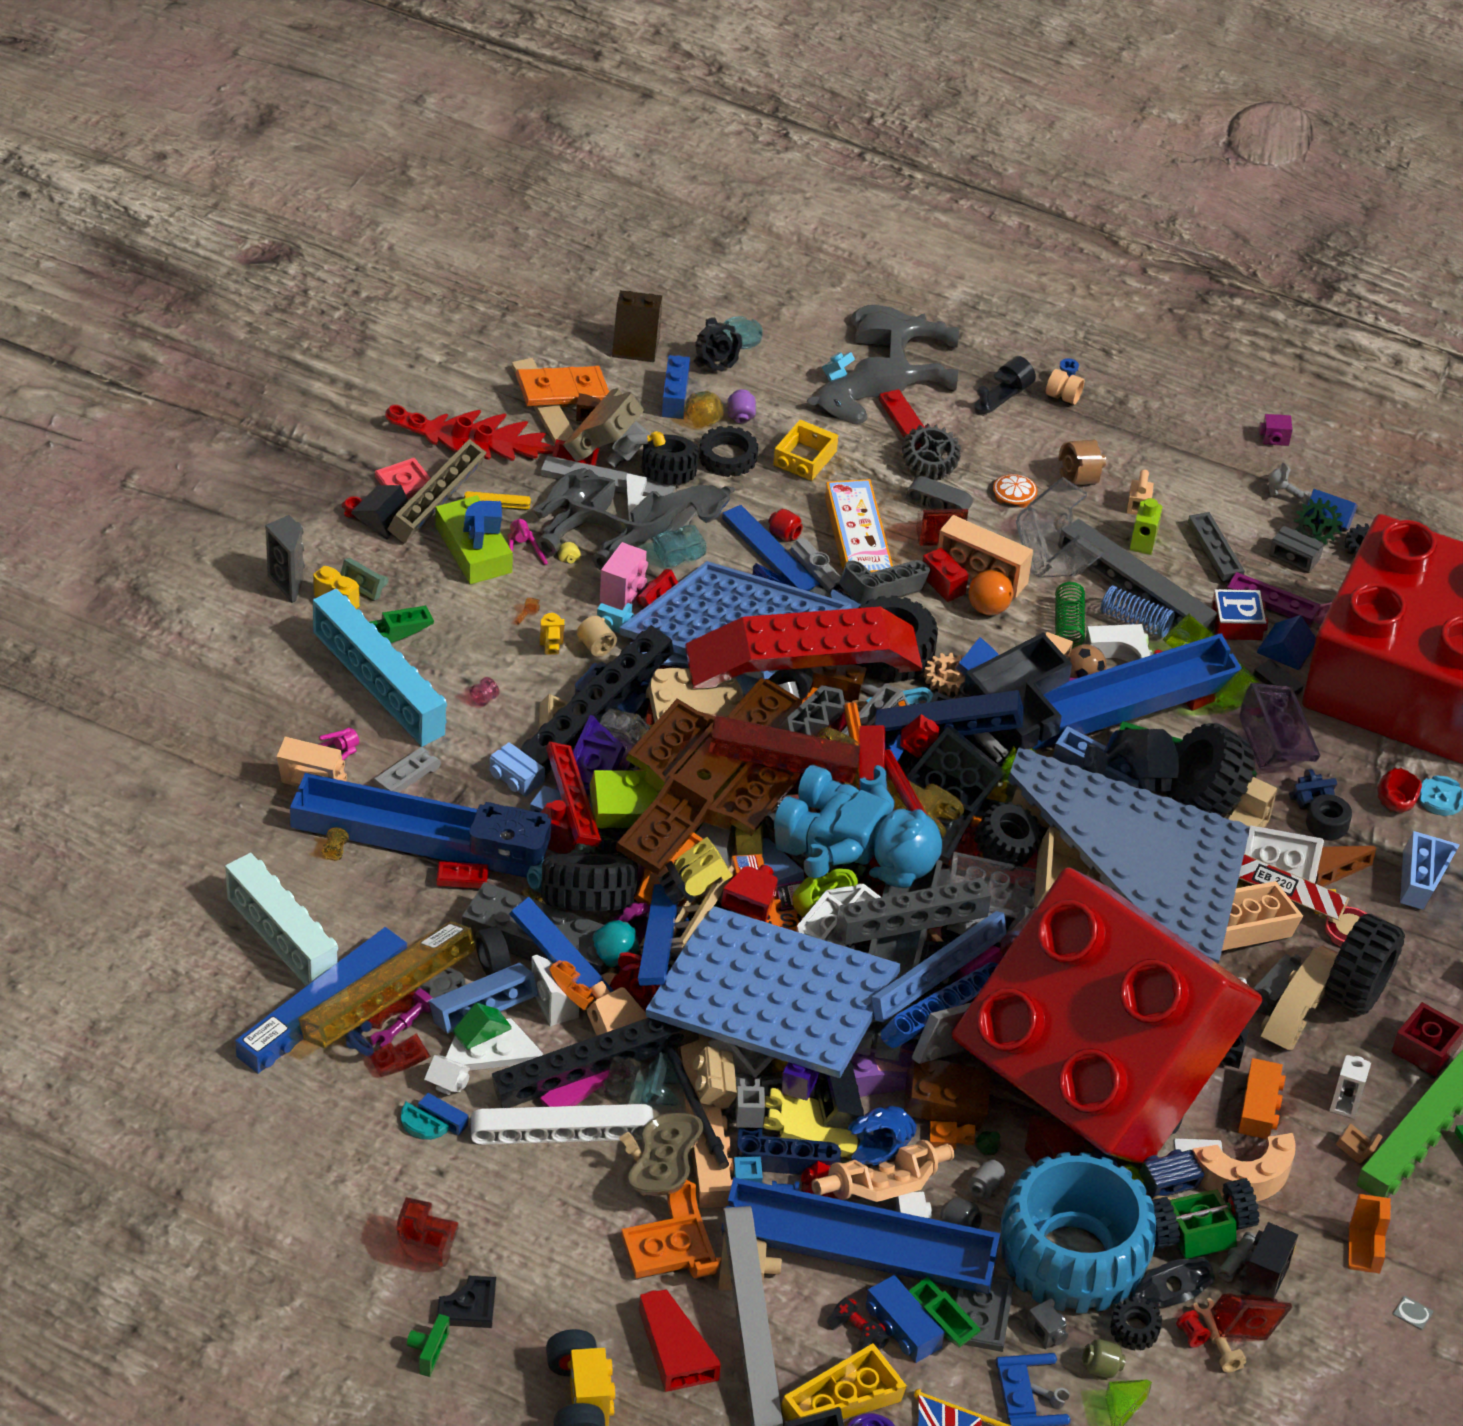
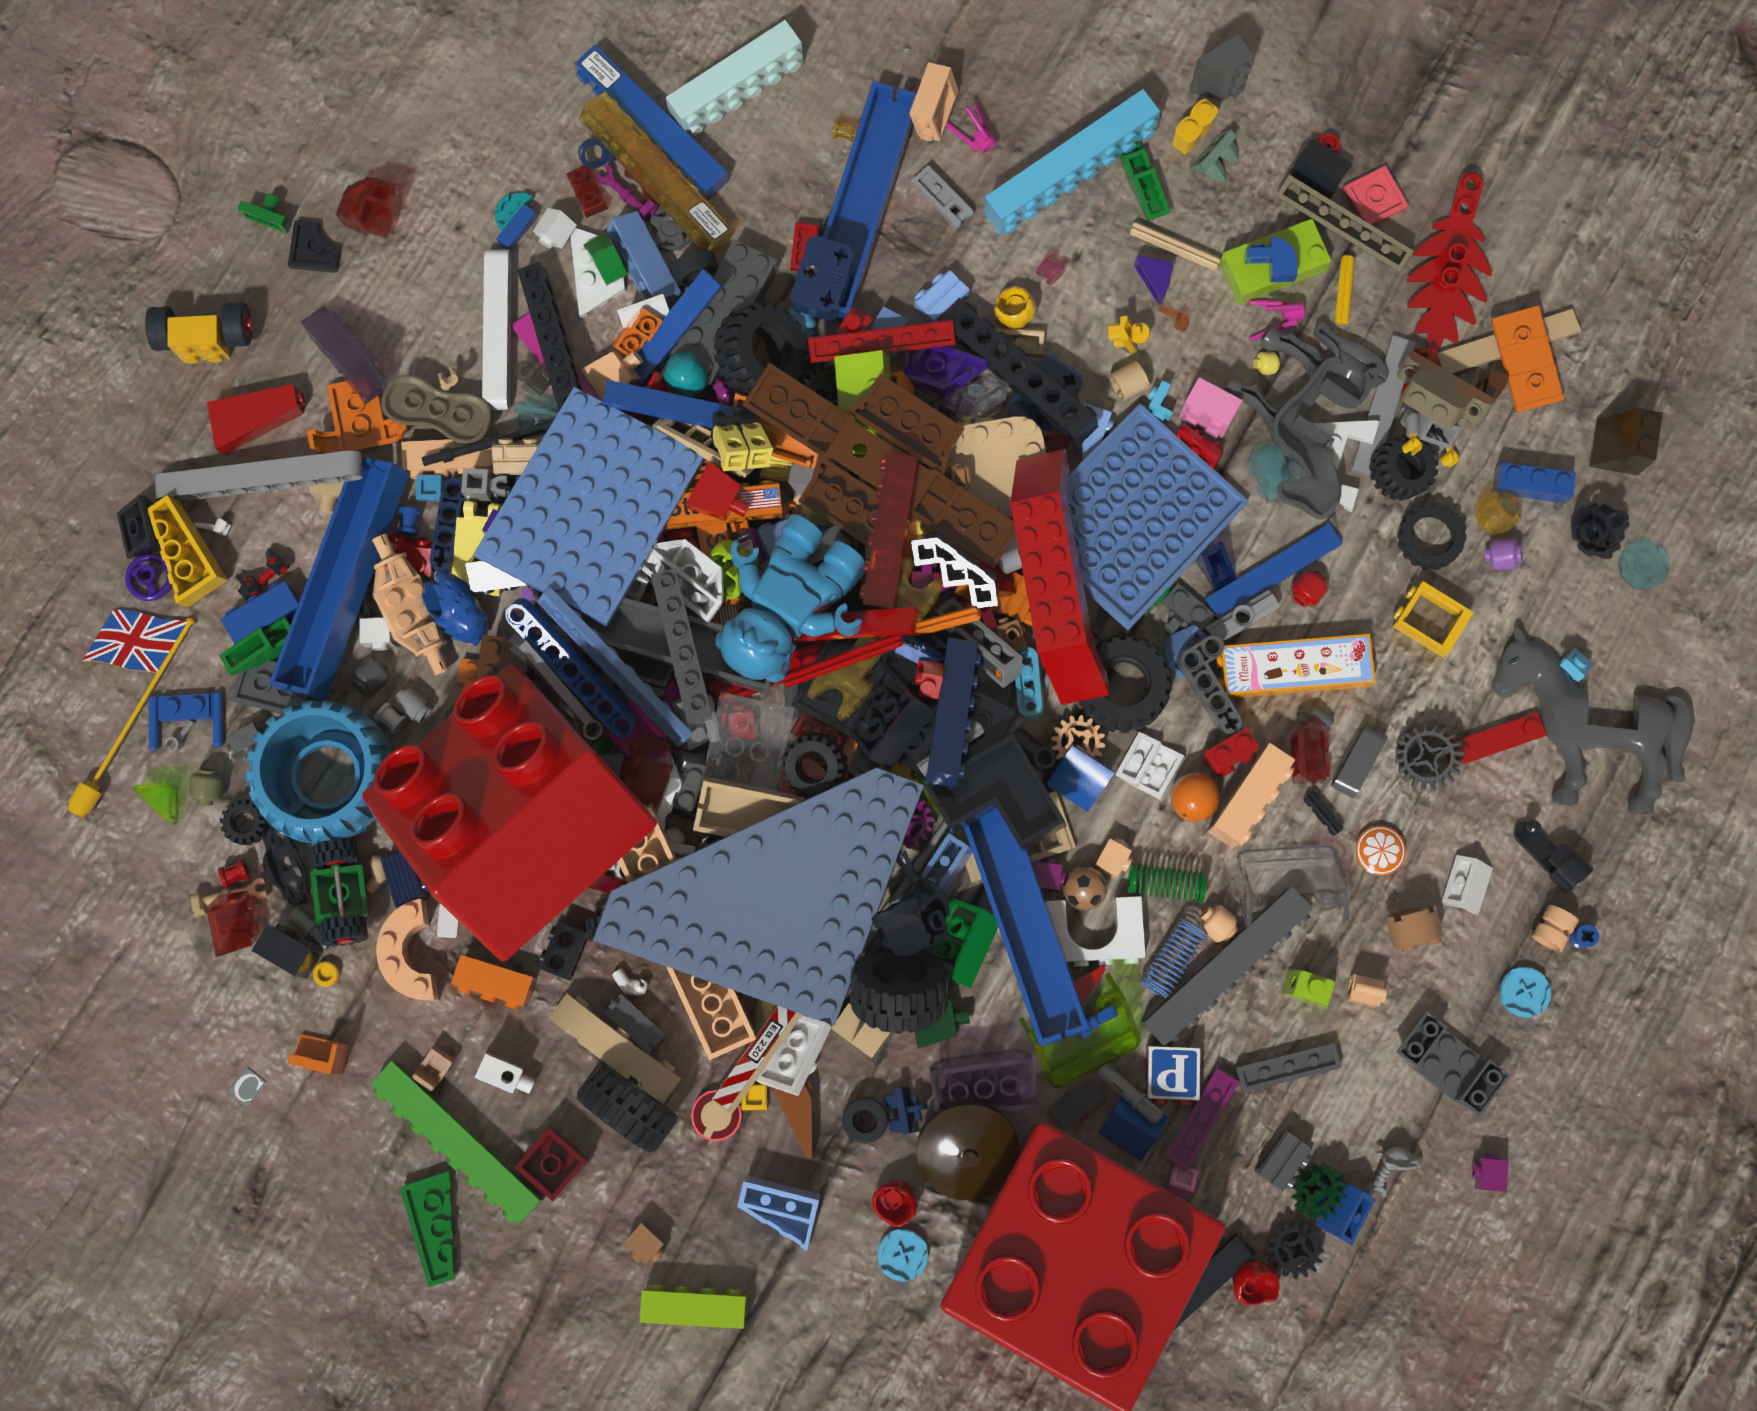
camera: 100 degrees right, 35 degrees up
(455, 610) = (1175, 245): none -> tan axle
(491, 619) = (1154, 275): none -> dark purple slope
(526, 712) = (1015, 307): none -> yellow hair
(600, 1245) = (345, 353): none -> clear purple wedge
(806, 1369) = (220, 527): none -> white hand
(900, 523) = (1307, 715): none -> dark grey arm
(963, 628) = (1150, 766): none -> white slope
(992, 520) = (1323, 813): none -> black axle
(999, 1198) = (391, 718): none -> white bush
(1035, 439) = (1467, 884): none -> white panel
(1098, 583) = (1218, 923): none -> light nougat head
(1119, 411) = (1524, 992): none -> medium azure tile
(1197, 445) = (1451, 1065): none -> dark grey slope
(1268, 631) = (1130, 1094): none -> light grey axle
(1340, 739) = (967, 1150): none -> dark brown dish

